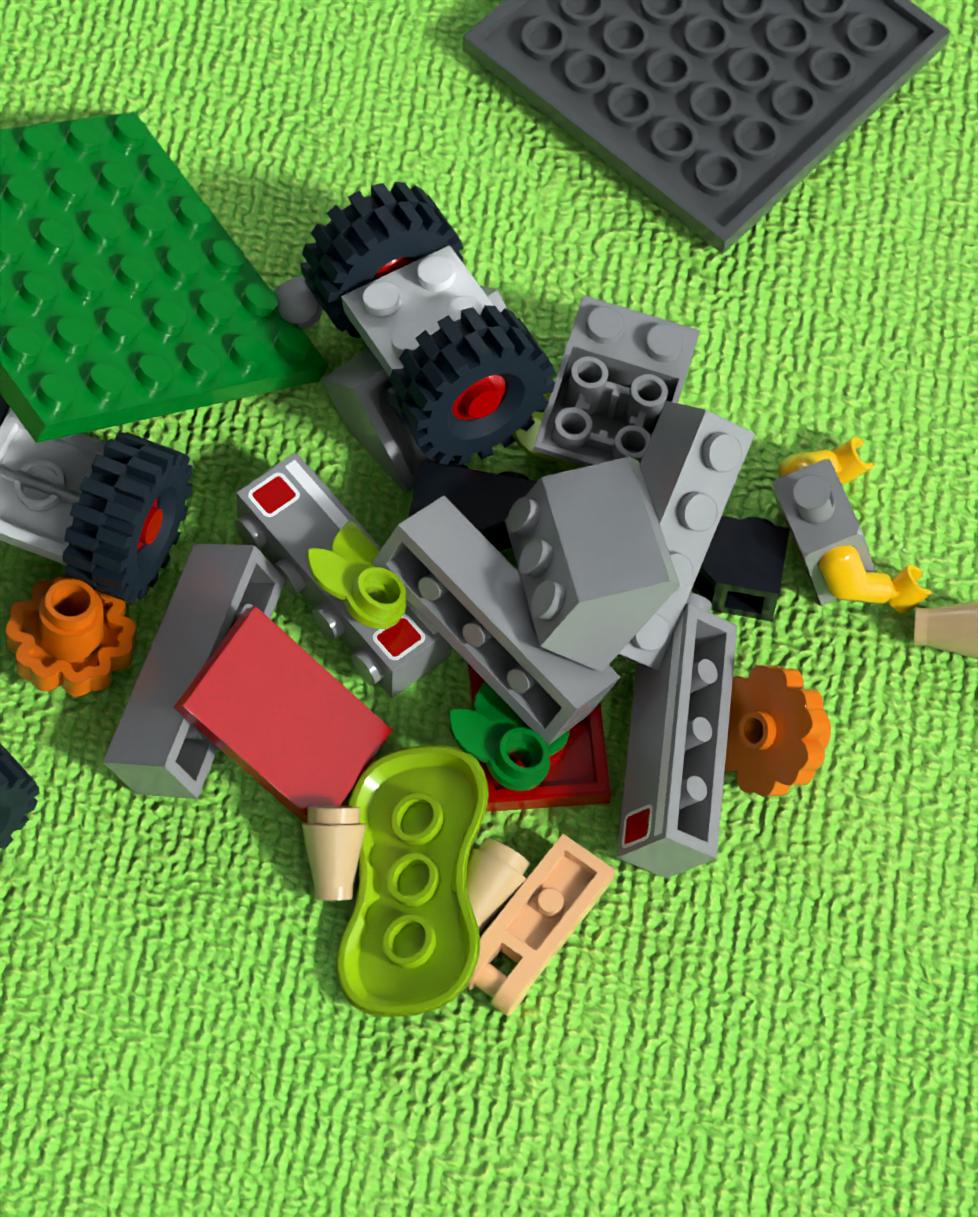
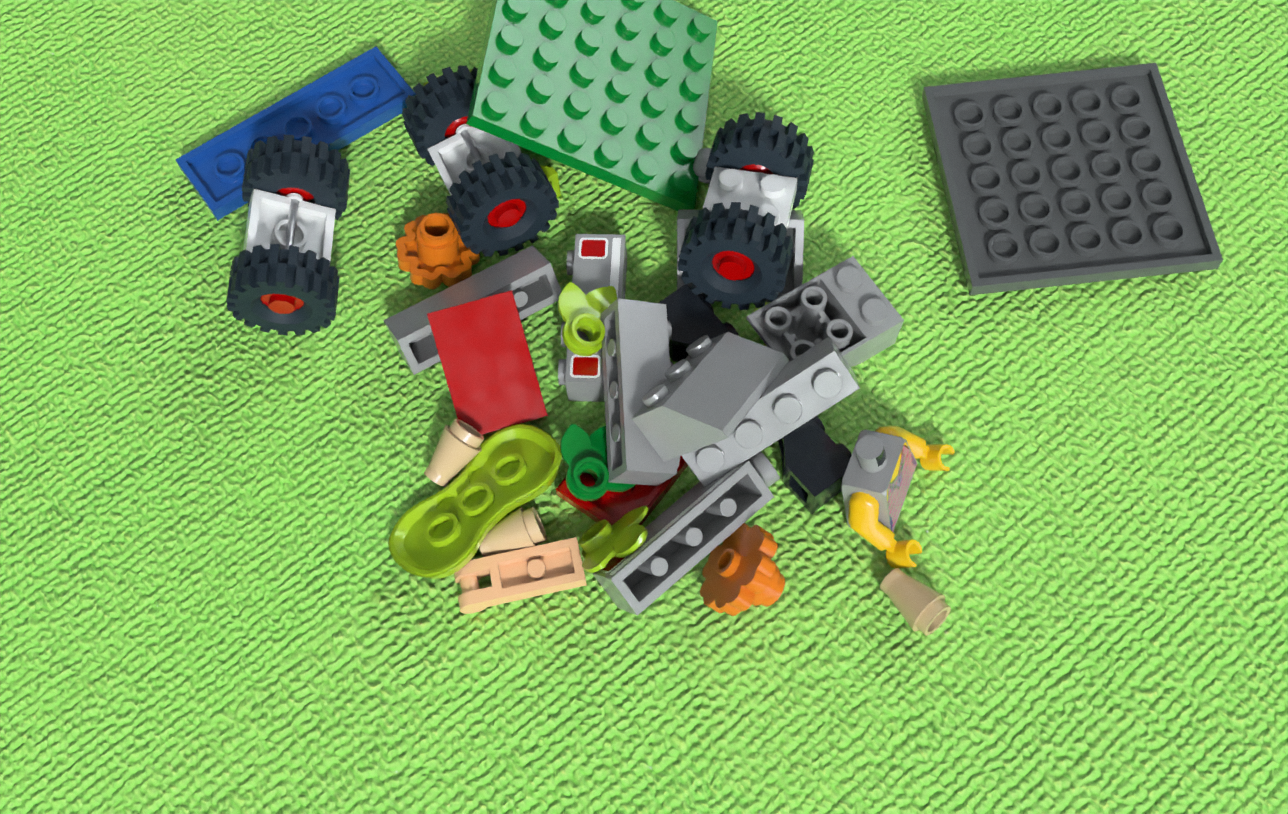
camera: 50 degrees right, 0 degrees up
(610, 807) = (605, 541): none -> lime plate

